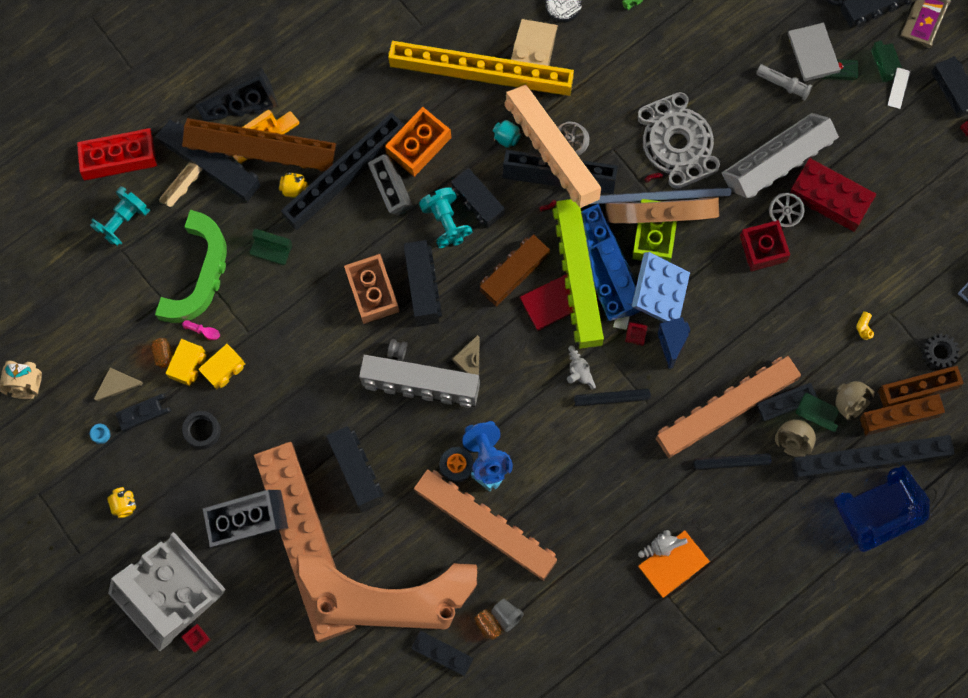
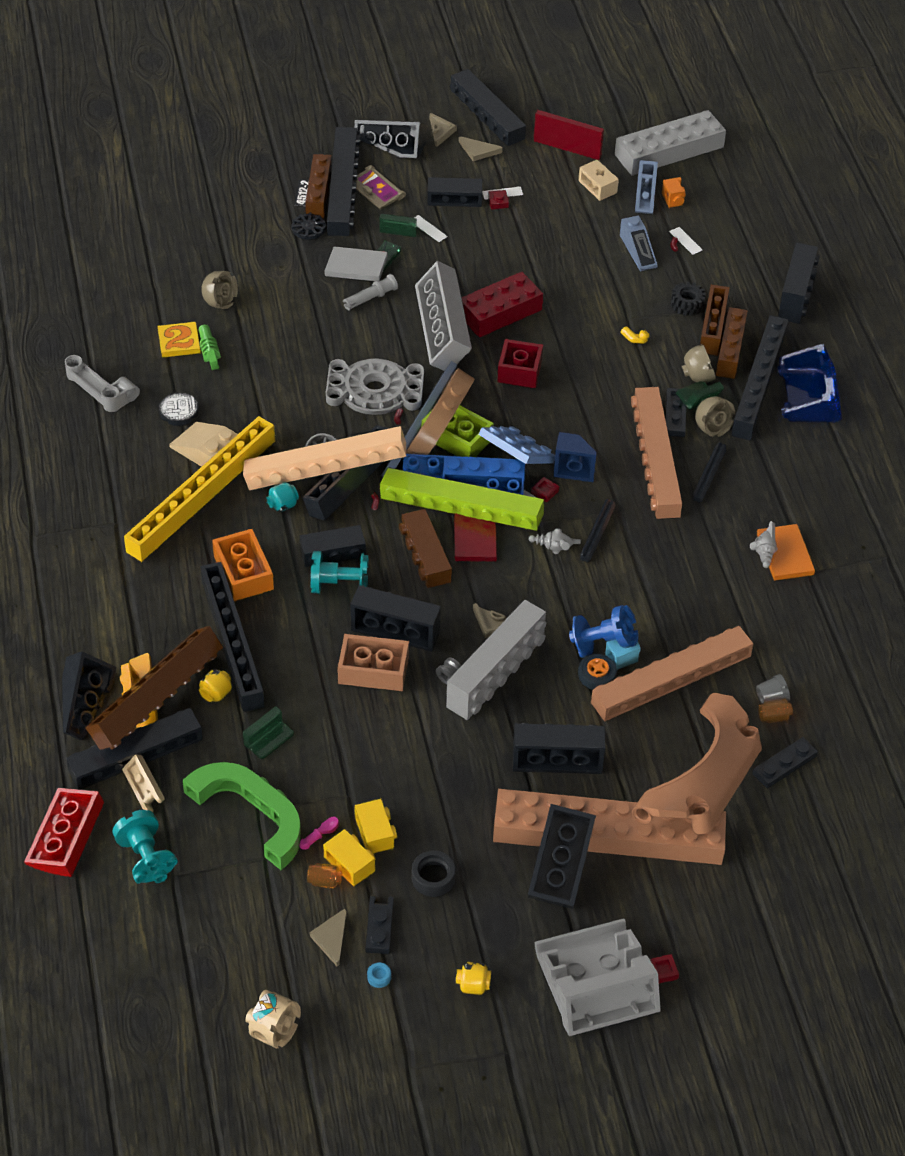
camera: 70 degrees left, 25 degrees down
(390, 185) = (273, 603): dark grey brick -> none
(786, 209) = (494, 338): light grey wheel -> none

